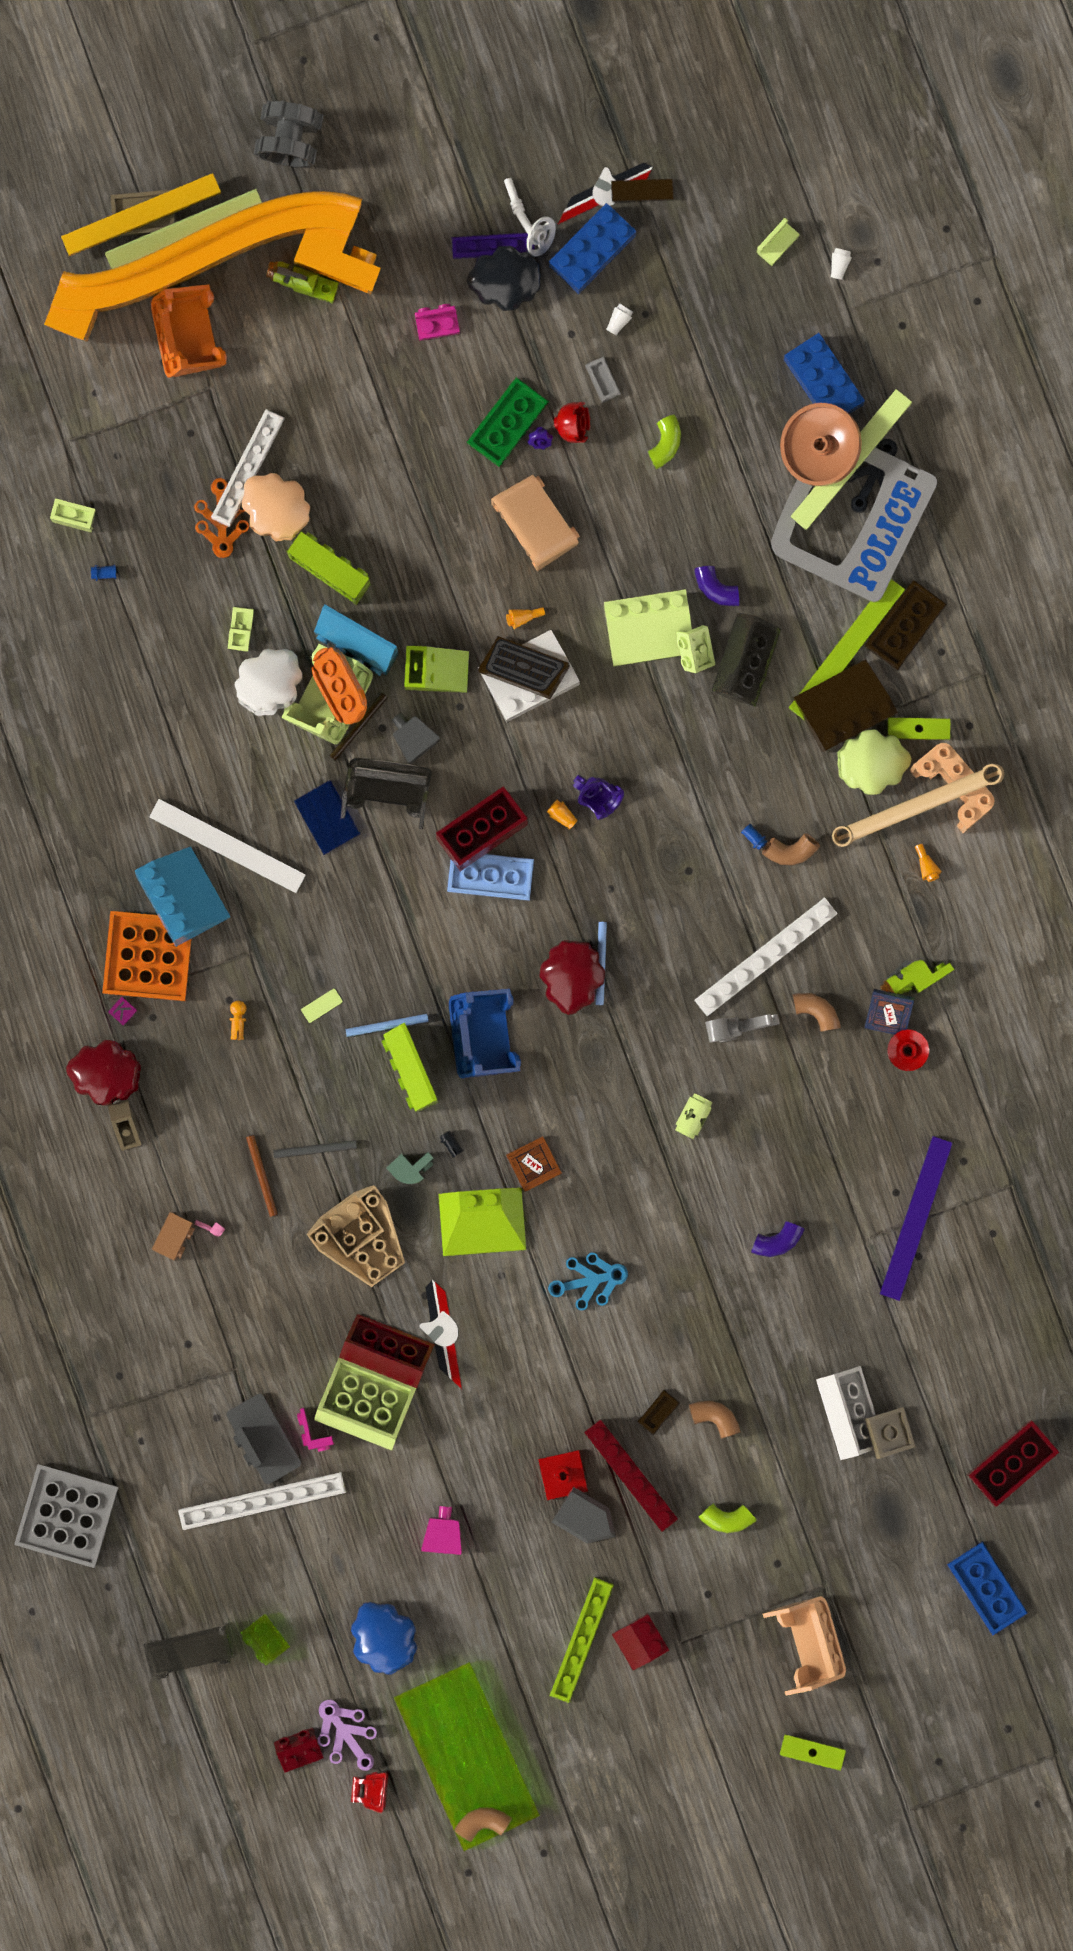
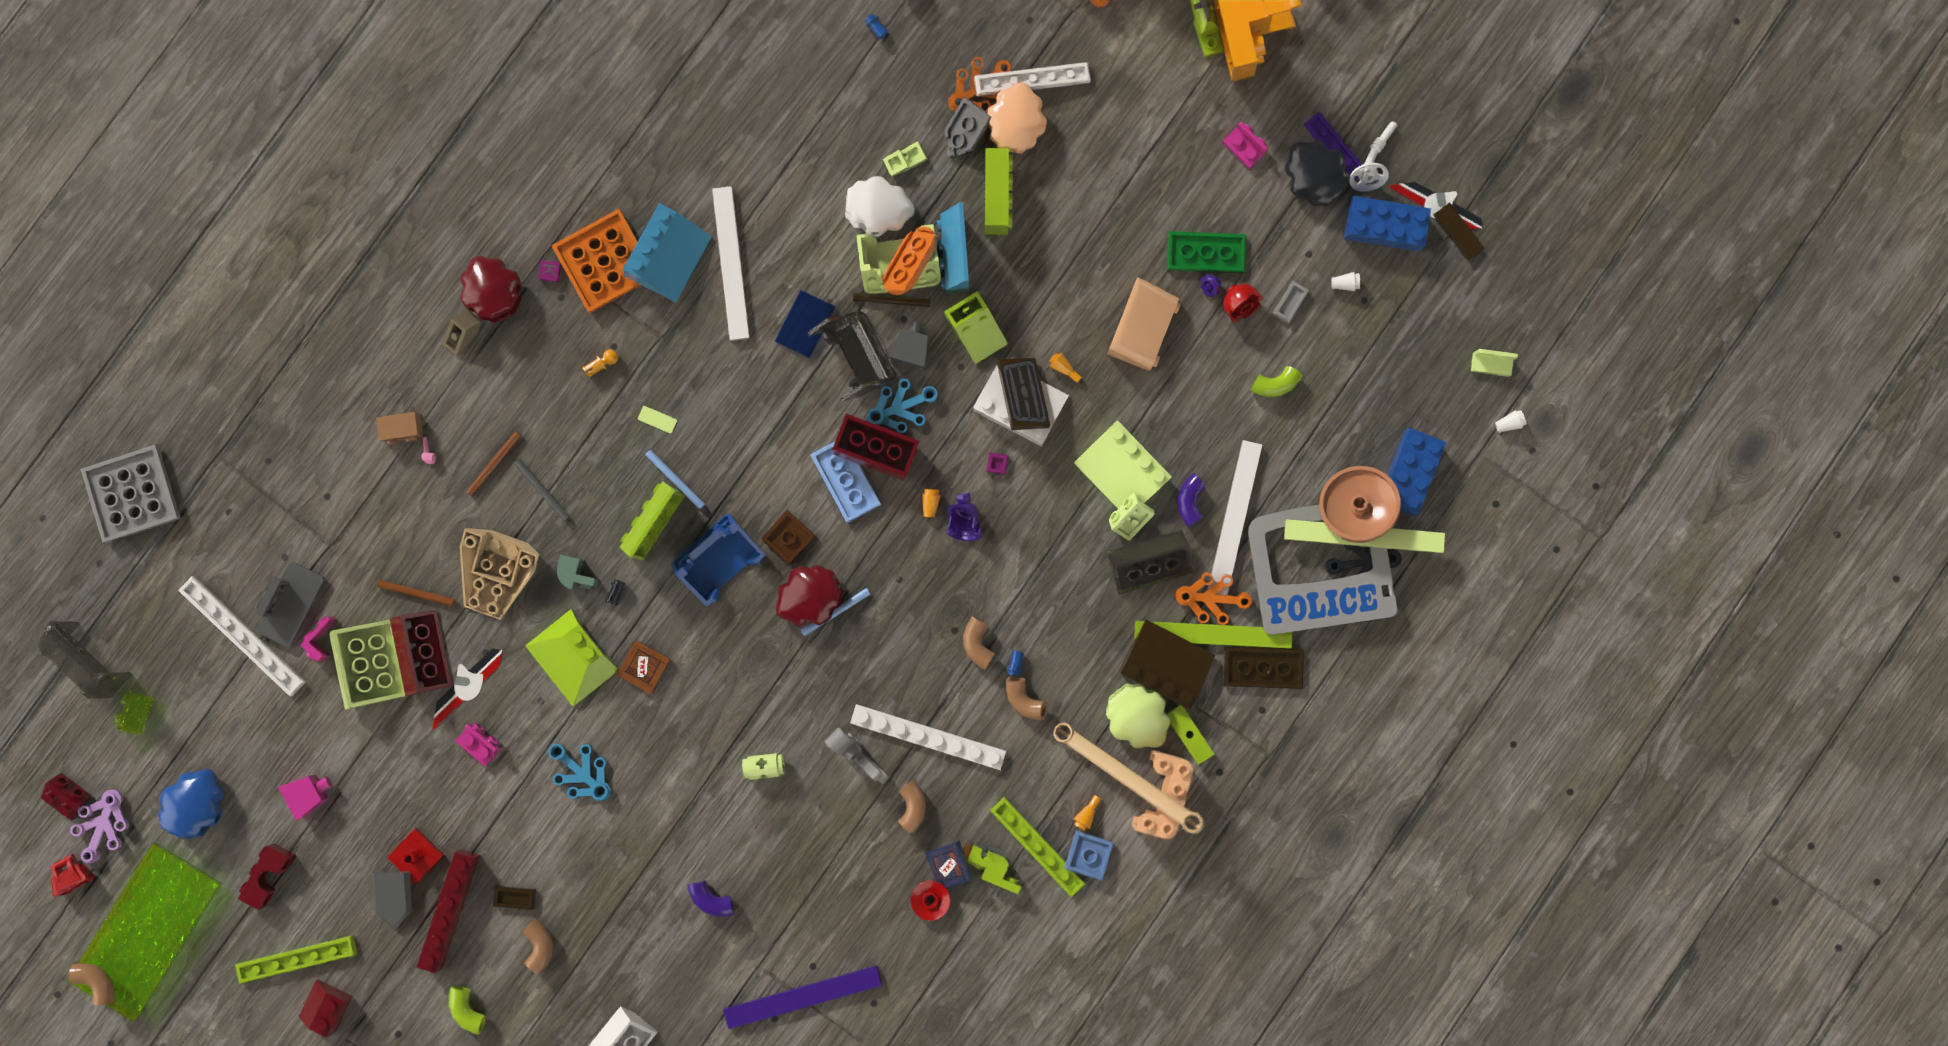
camera: 55 degrees right, 0 degrees up
(252, 556) = (965, 128): none -> dark grey tile
(329, 1321) = (416, 593): none -> dark orange bar
(458, 785) = (898, 407): none -> dark azure plant
(497, 1633) = (256, 890): none -> dark red arch
(502, 1354) = (478, 743): none -> dark pink bracket
(507, 960) = (788, 537): none -> reddish brown tile
(568, 733) = (997, 463): none -> magenta tile
(712, 861) = (973, 643): none -> medium nougat cylinder
(758, 559) = (1235, 513): none -> white tile
(813, 629) = (1210, 597): none -> orange plant
(925, 927) = (1037, 846): none -> lime tile
(963, 887) = (1089, 855): none -> medium blue tile

